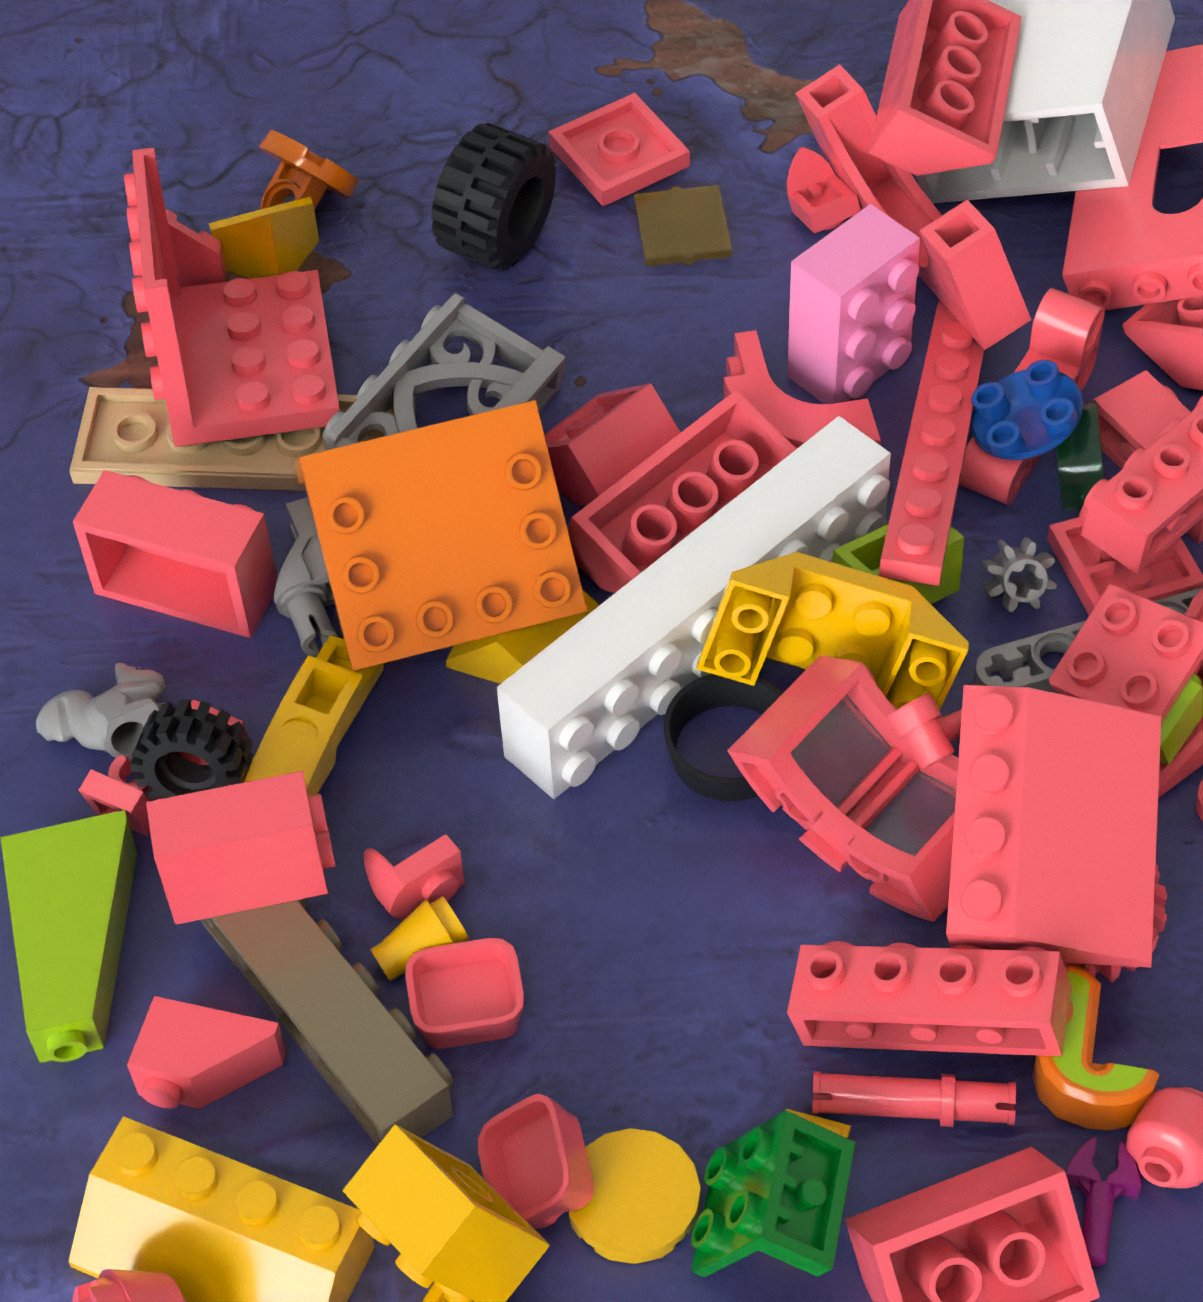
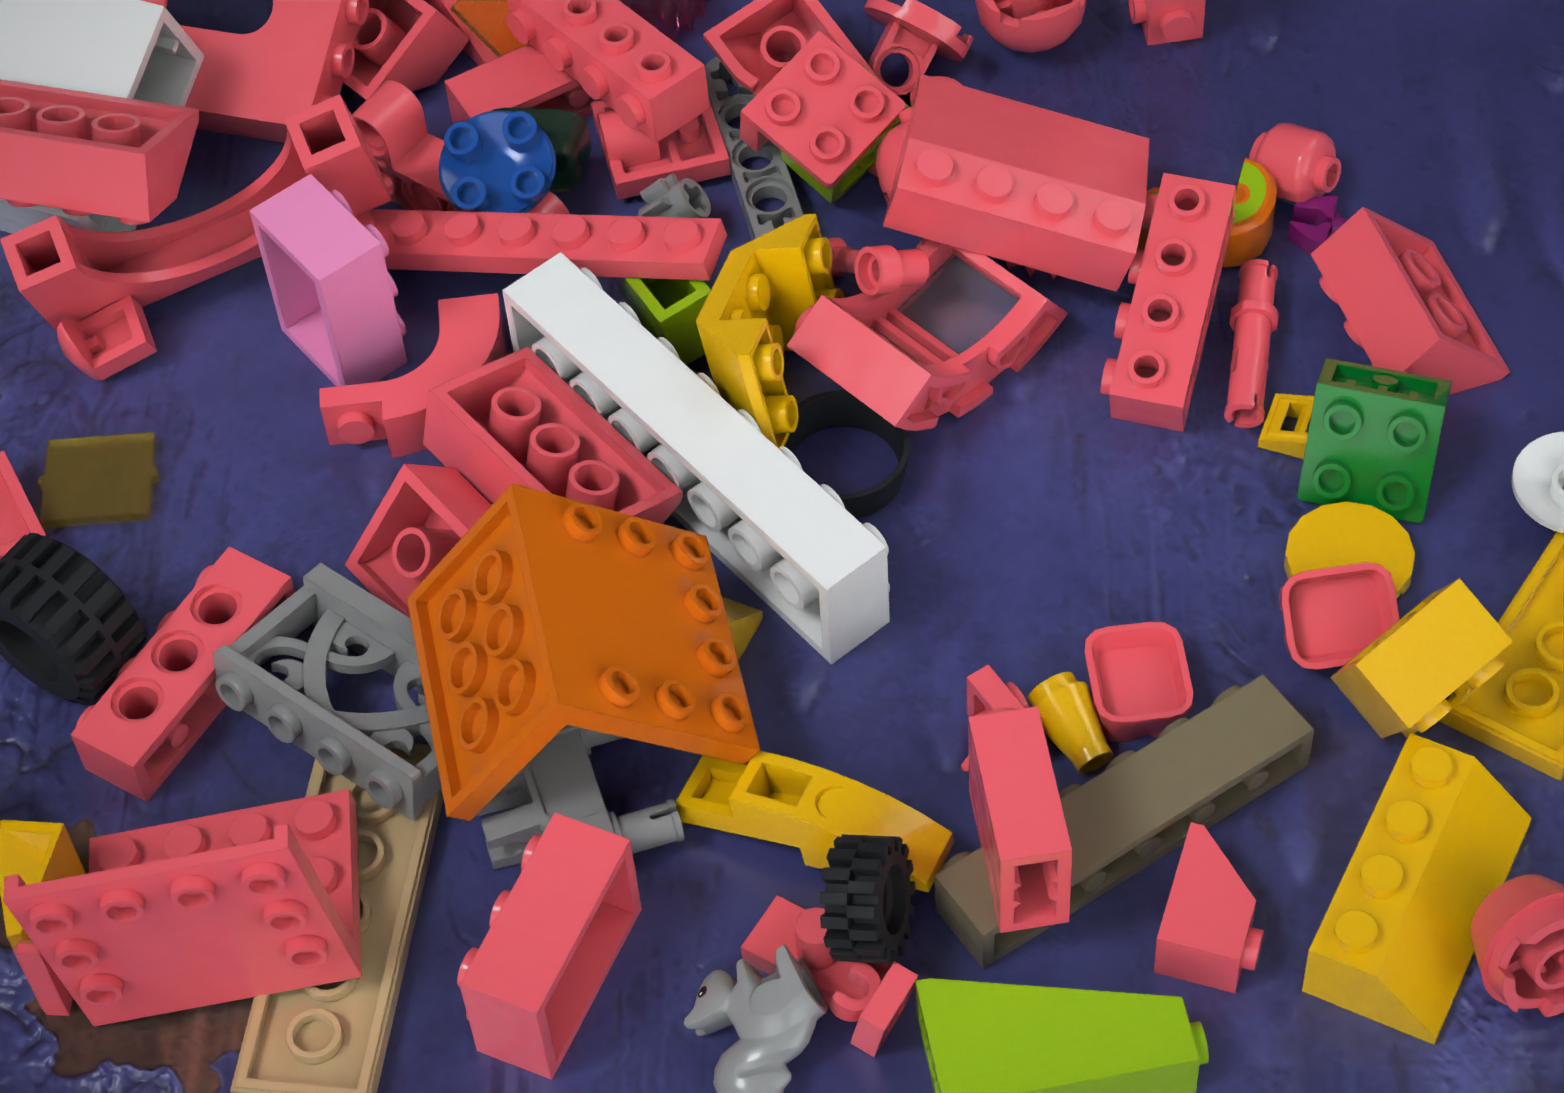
camera: 85 degrees left, 0 degrees up
(414, 275) = (179, 703): none -> coral brick

